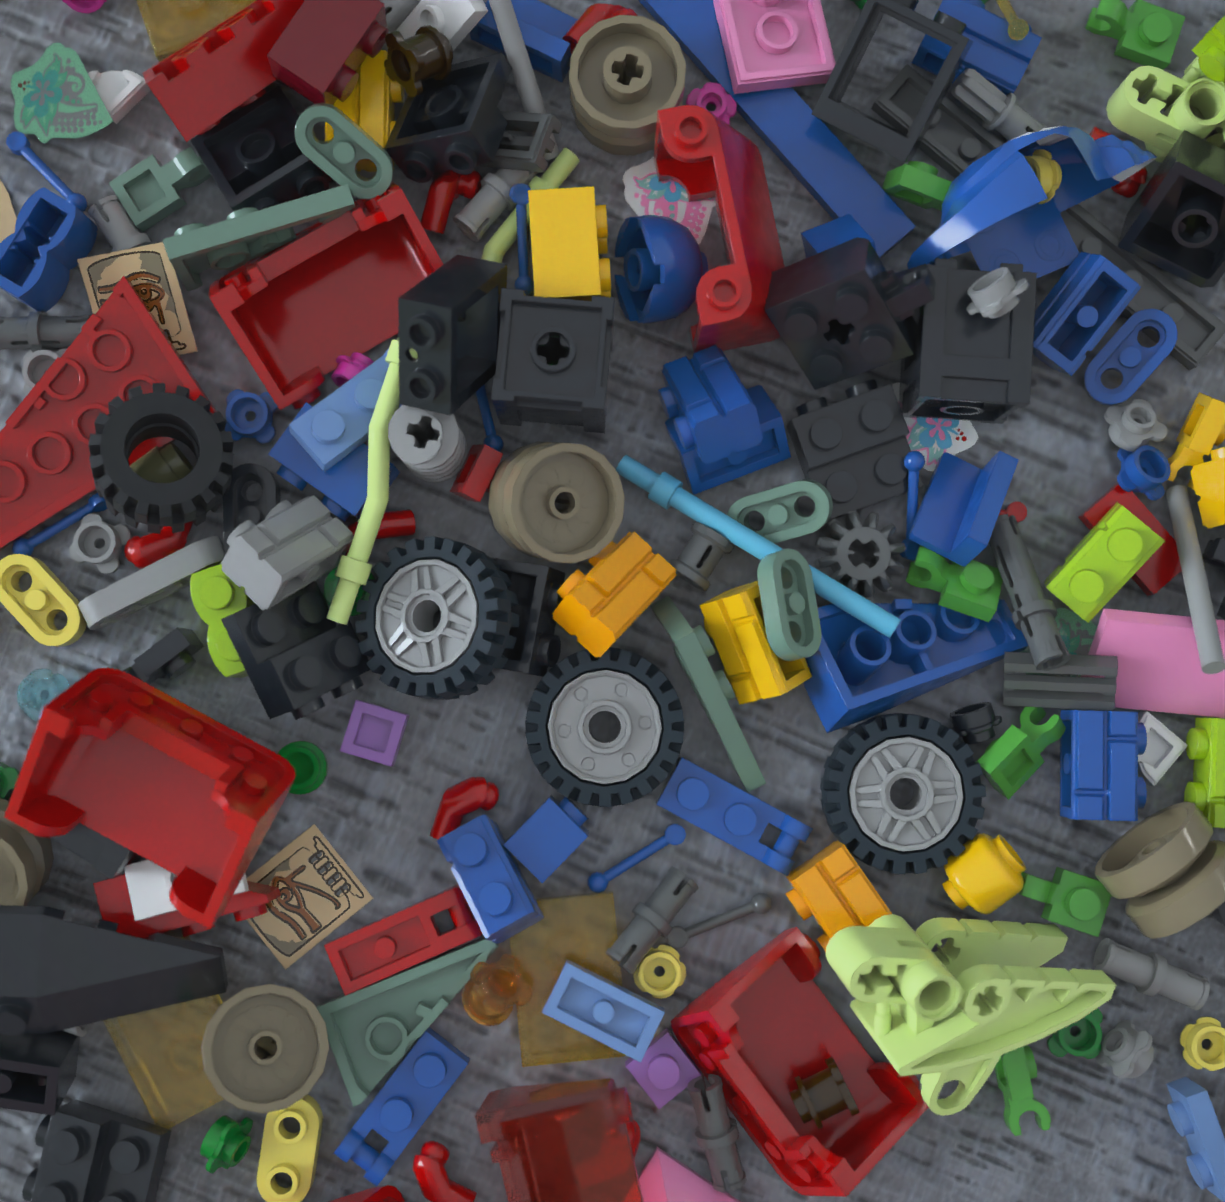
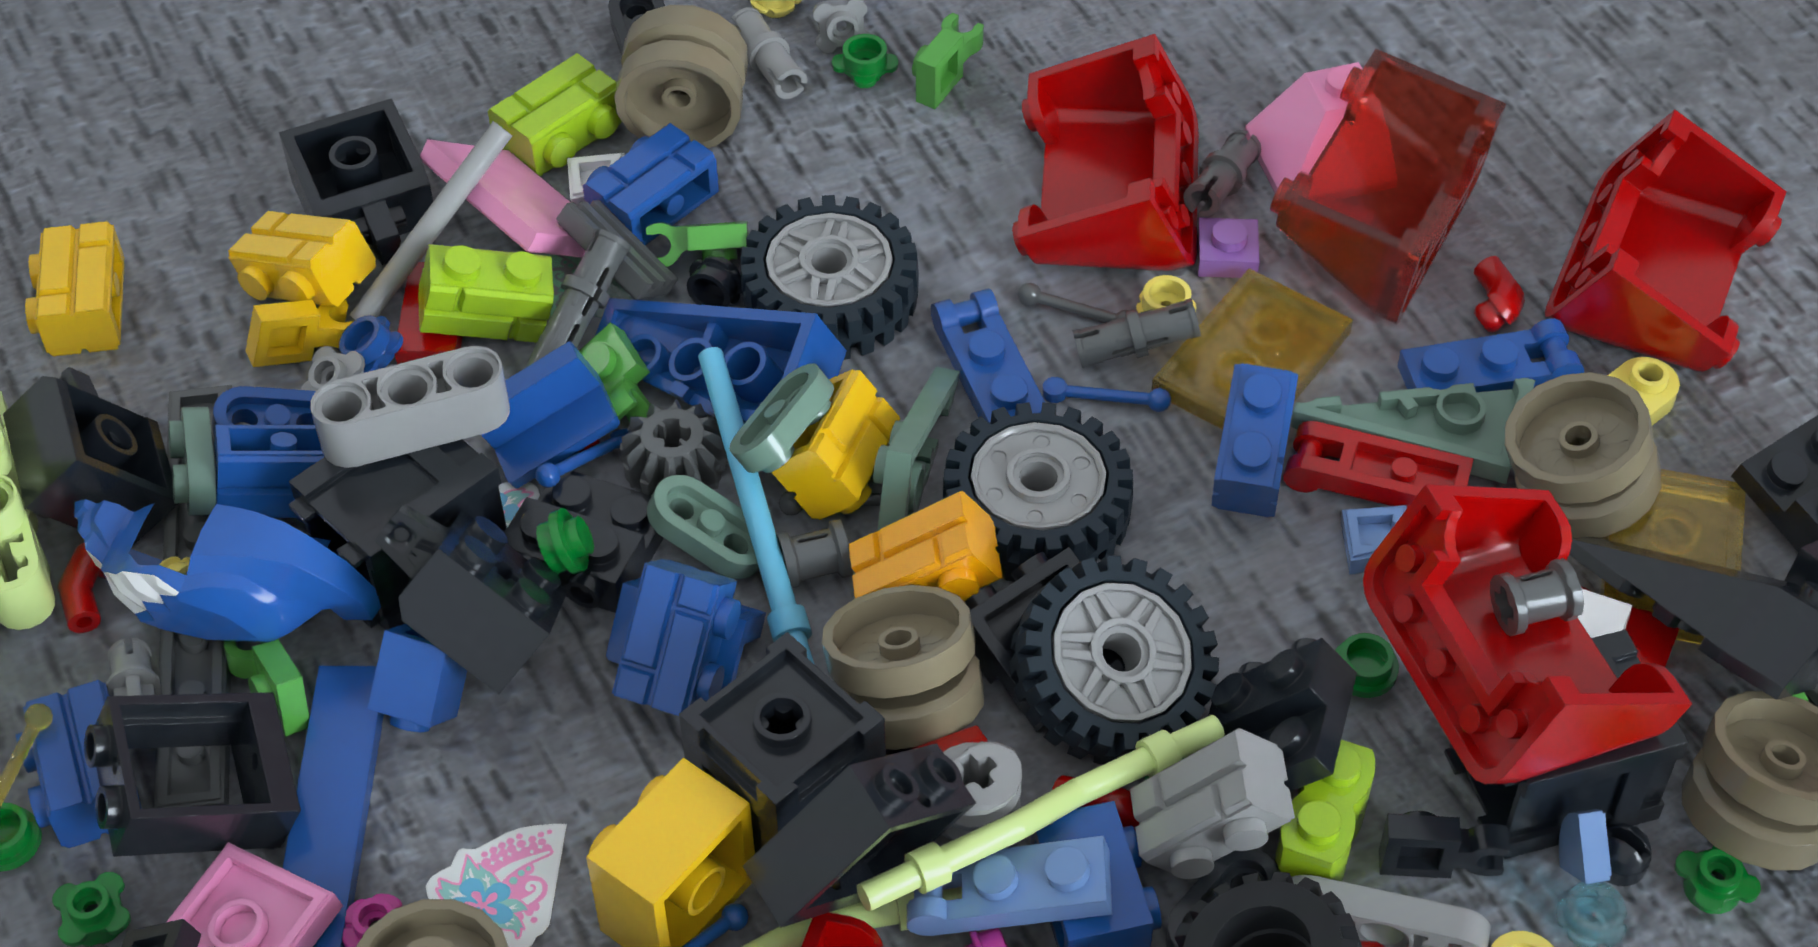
camera: 135 degrees left, 35 degrees down
(164, 835) = (1536, 597): none -> dark grey bush
(226, 1143) = (1684, 434): green plate -> none
(373, 882) = (1365, 530): none -> medium blue tile
(374, 733) = (1259, 631): medium lavender plate -> none
(462, 800) = (1230, 535): red arm -> none
(494, 991) = (1328, 369): clear orange brick -> none
(548, 836) = (1172, 448): blue brick -> none
(603, 1010) = (1241, 294): medium blue plate -> none
(659, 268) = (588, 787): blue cylinder -> none
(724, 164) = (557, 705): red windscreen -> none
(823, 1095) = (1108, 135): dark brown brick -> none
(834, 892) = (962, 237): light orange brick -> none
(835, 399) = (565, 542): none -> green plate
(963, 1004) = (954, 105): yellowish green piece -> none
(984, 874) = (821, 172): yellow head -> none
(995, 293) = (341, 488): light grey plate -> none
(1030, 357) = (410, 406): none -> light grey beam
(1069, 899) = (776, 134): bright green plate -> none
(1158, 283) = (195, 478): none -> sand green plate

